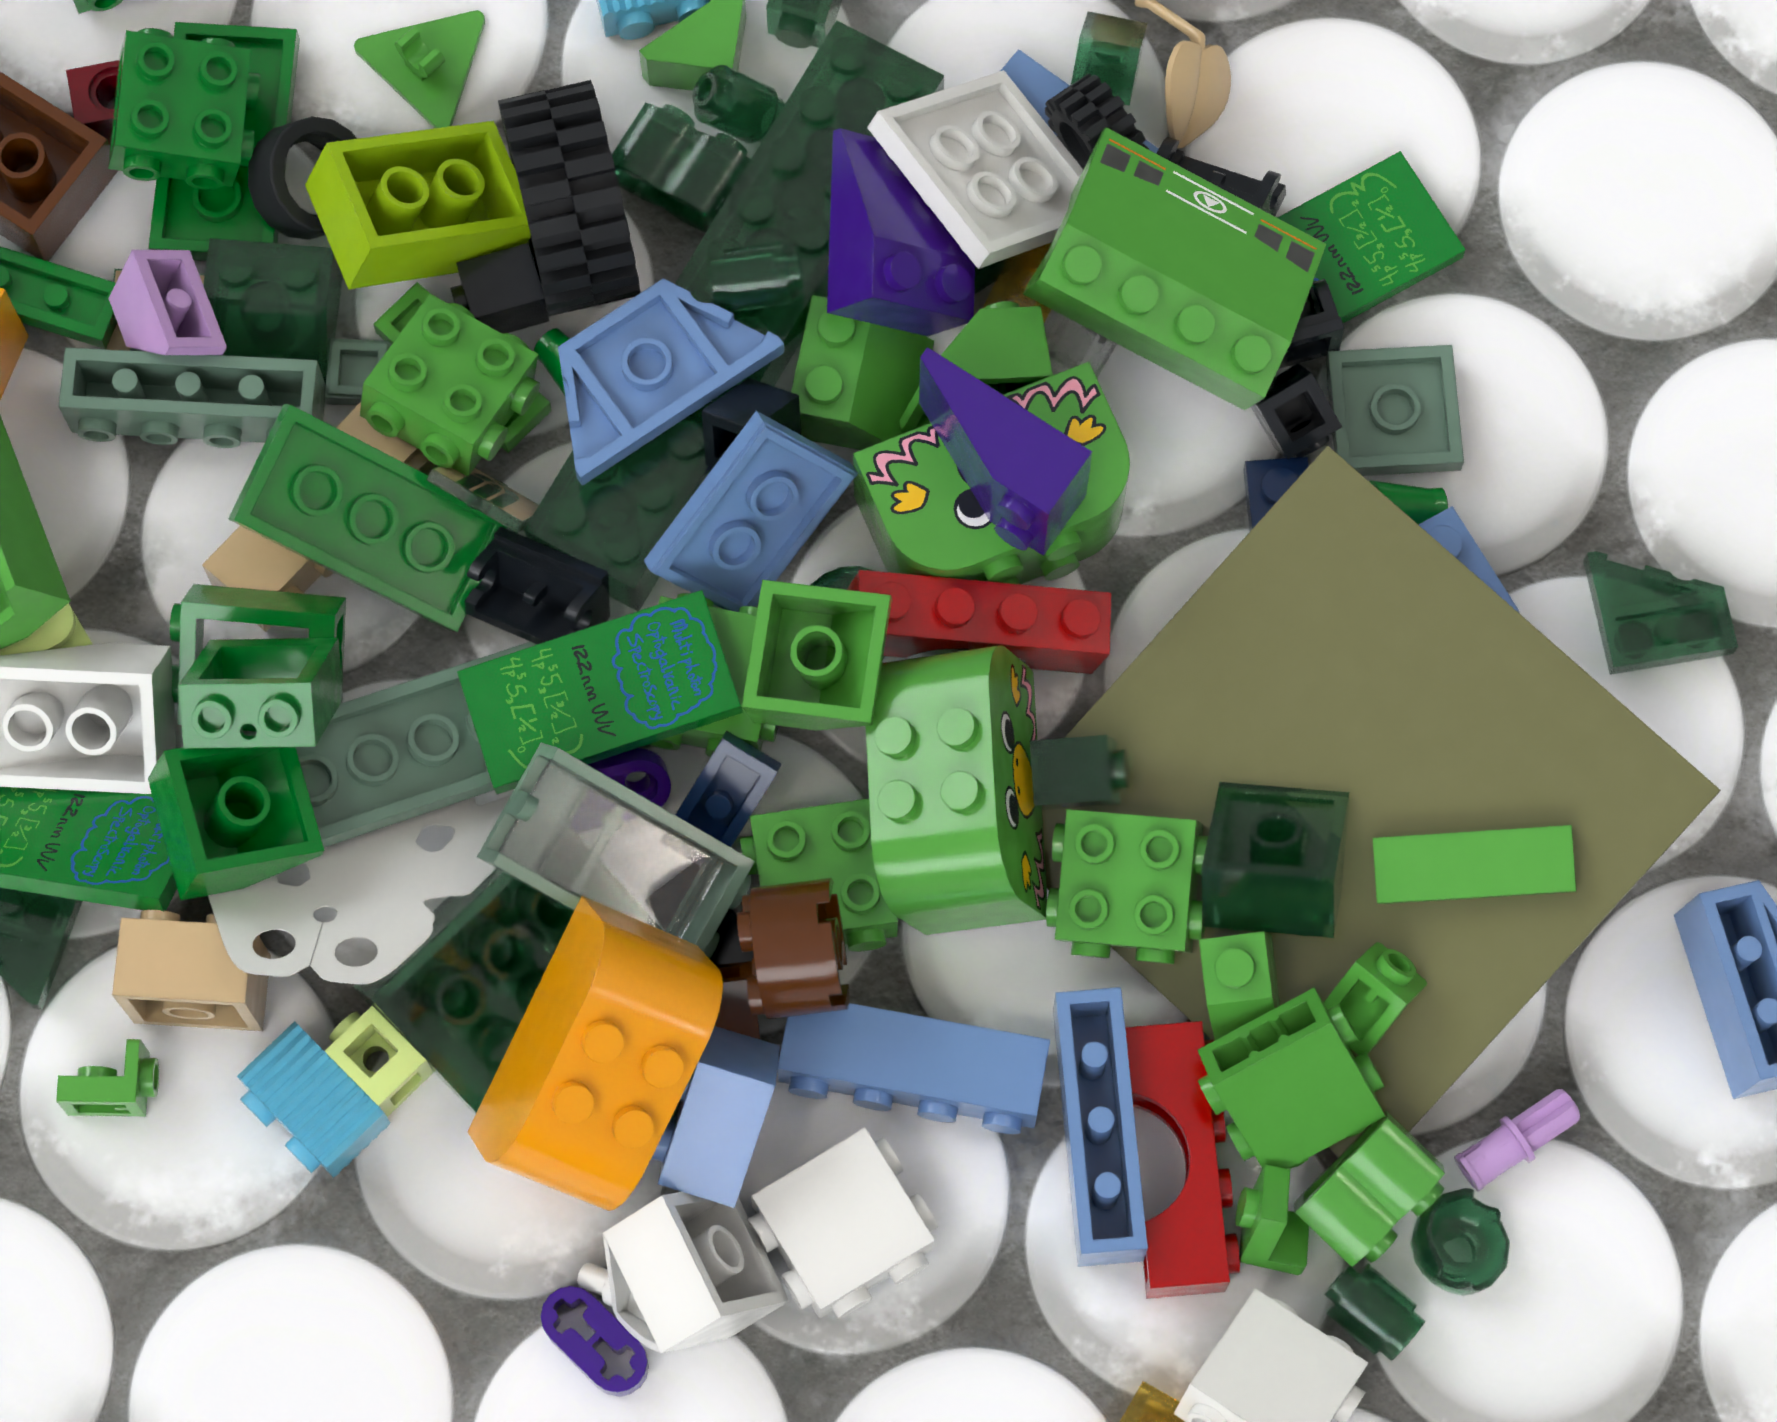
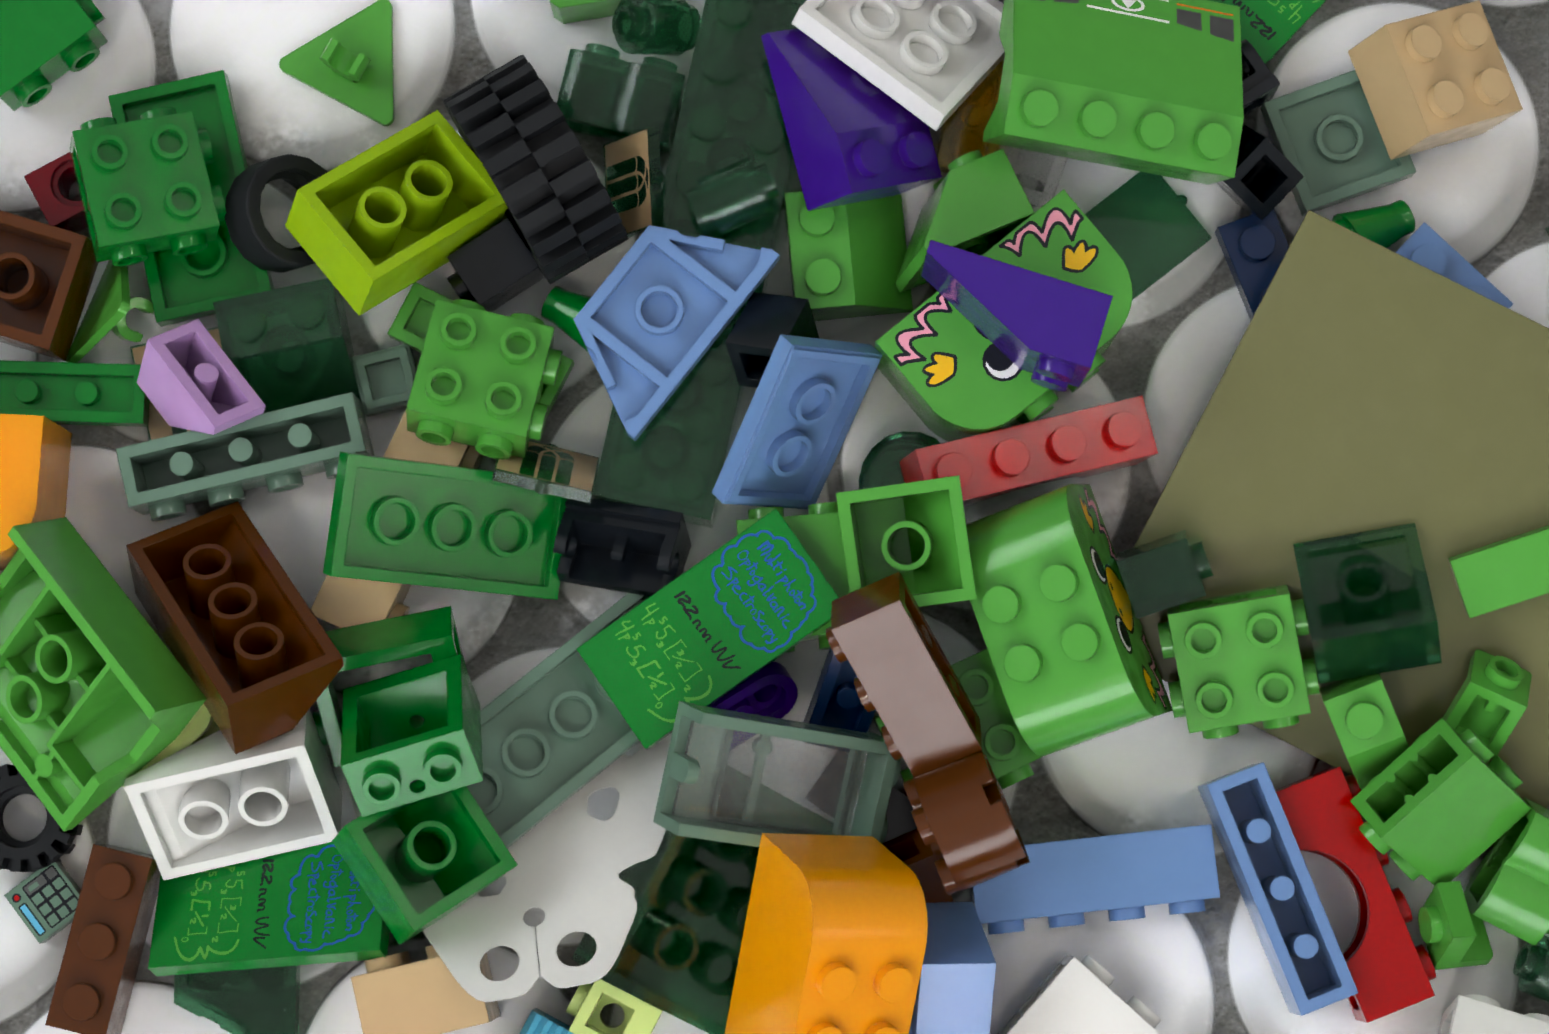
camera: 15 degrees left, 10 degrees up
(108, 224) = (108, 312): none -> bright green piece
(123, 546) = (234, 624): none -> reddish brown slope
(668, 239) = (635, 179): none -> piece
(774, 779) = (904, 675): none -> brick
(1173, 447) = (1148, 228): none -> clear green piece
(1507, 374) = (1434, 79): none -> tan brick

